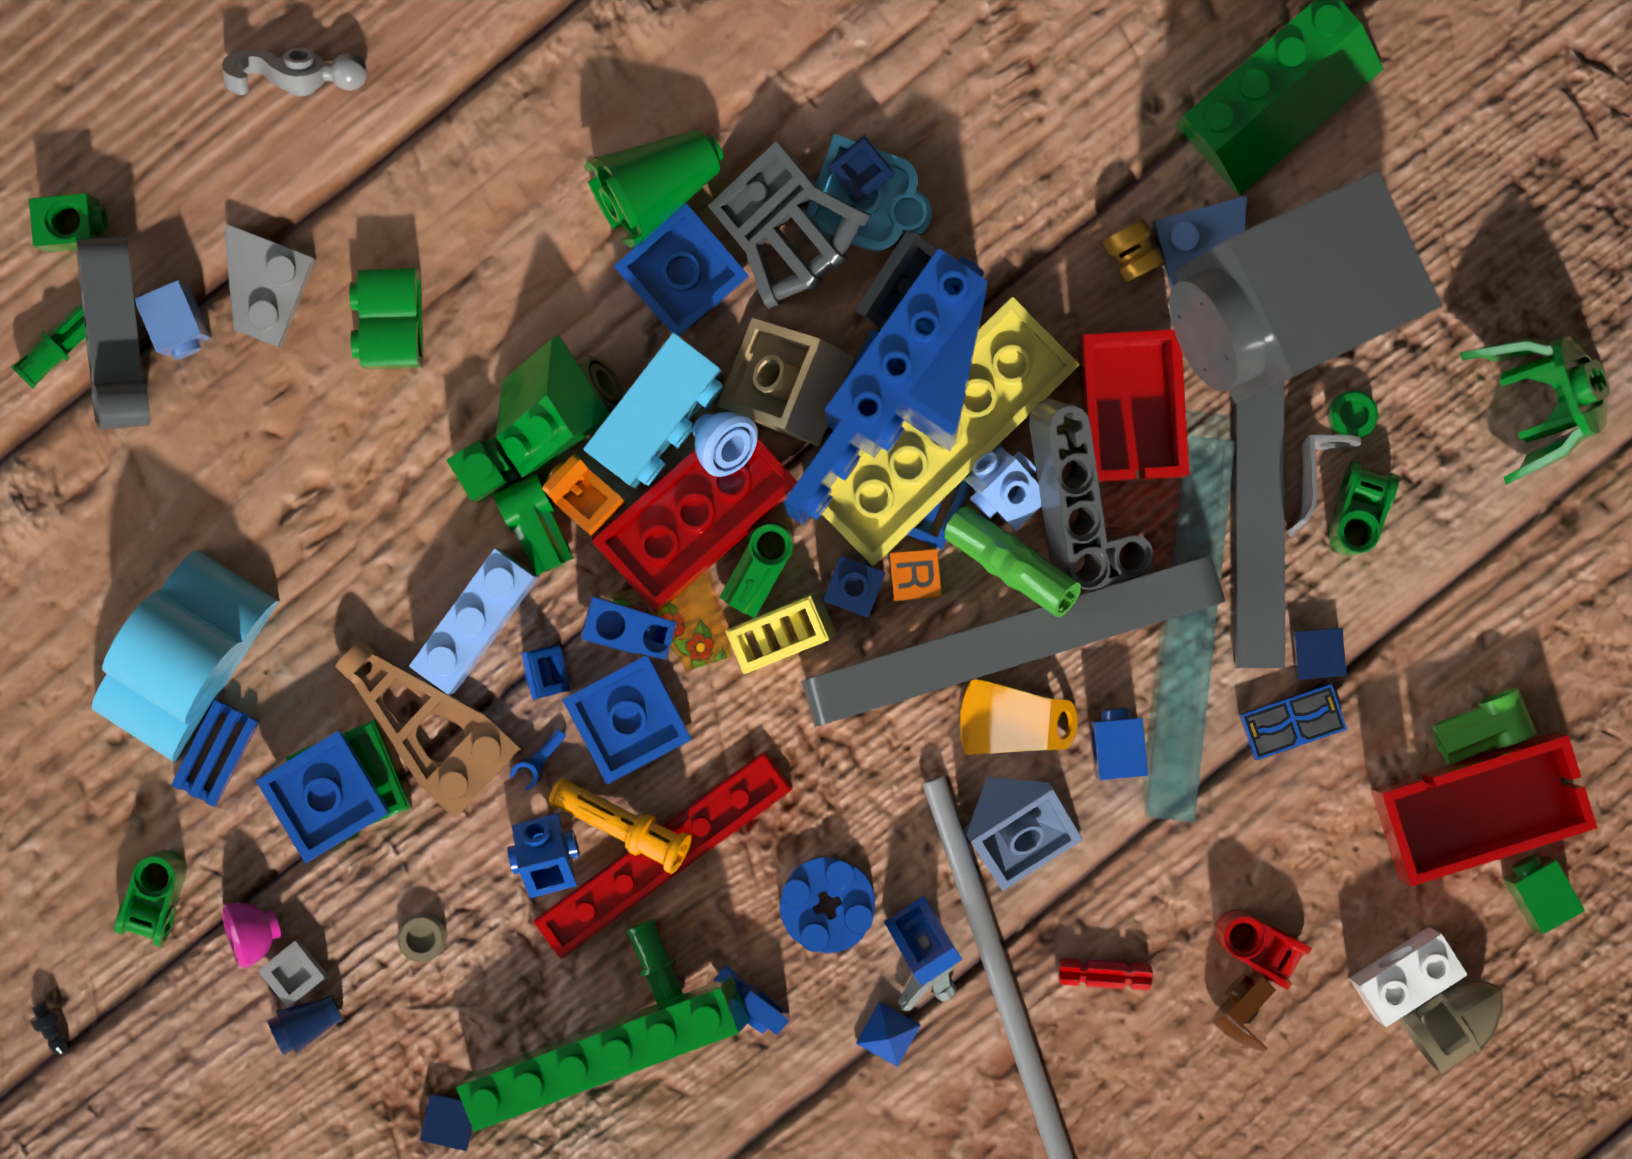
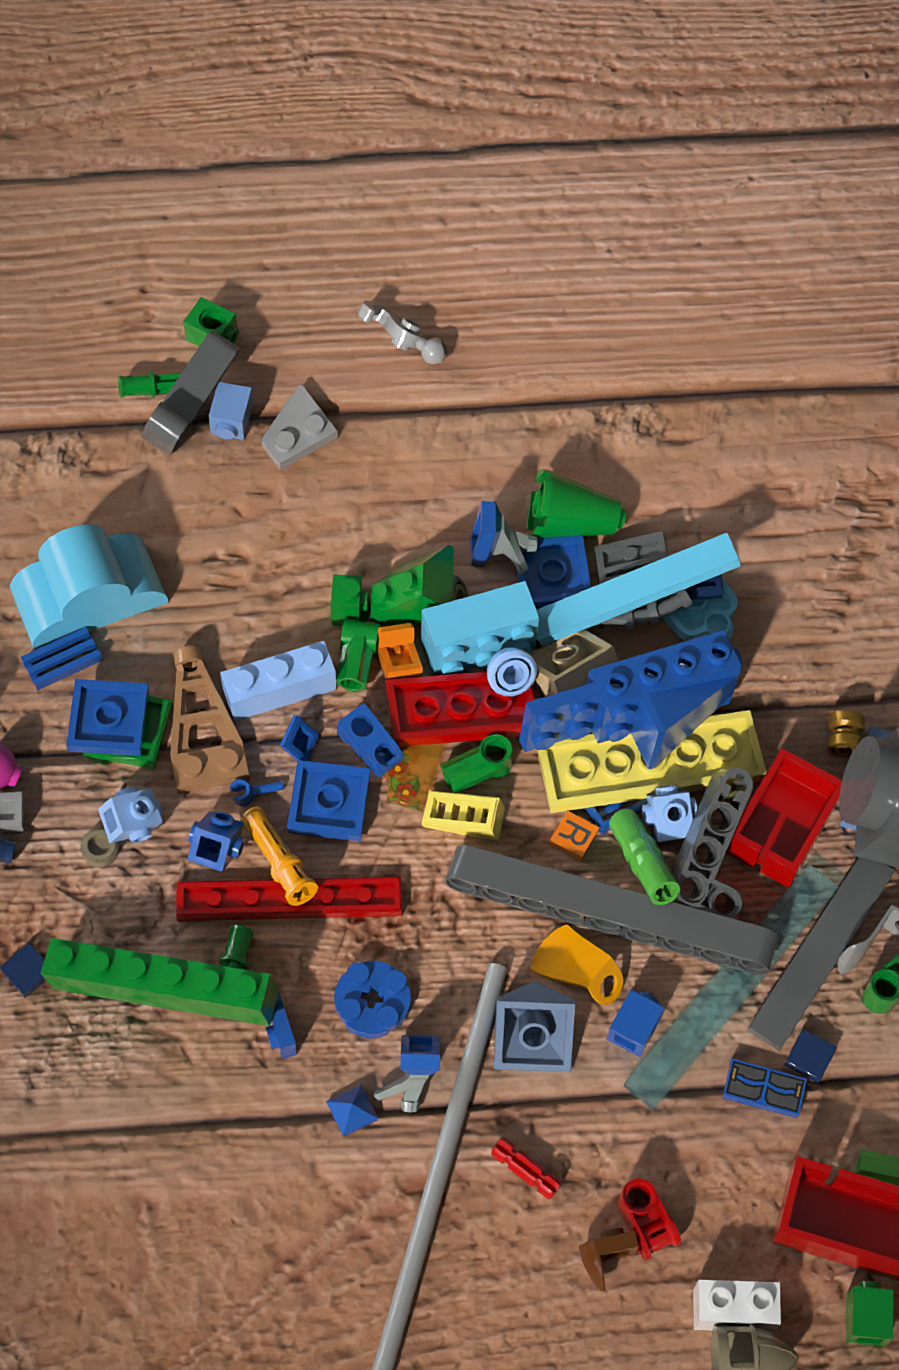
camera: 30 degrees right, 25 degrees down
(388, 319) = (356, 489): green brick -> none
(433, 888) = (131, 815): none -> light blue brick
(584, 279) = (494, 536): none -> piece
(796, 242) = (636, 588): none -> medium azure tile
(854, 586) = (530, 812): dark blue brick -> none

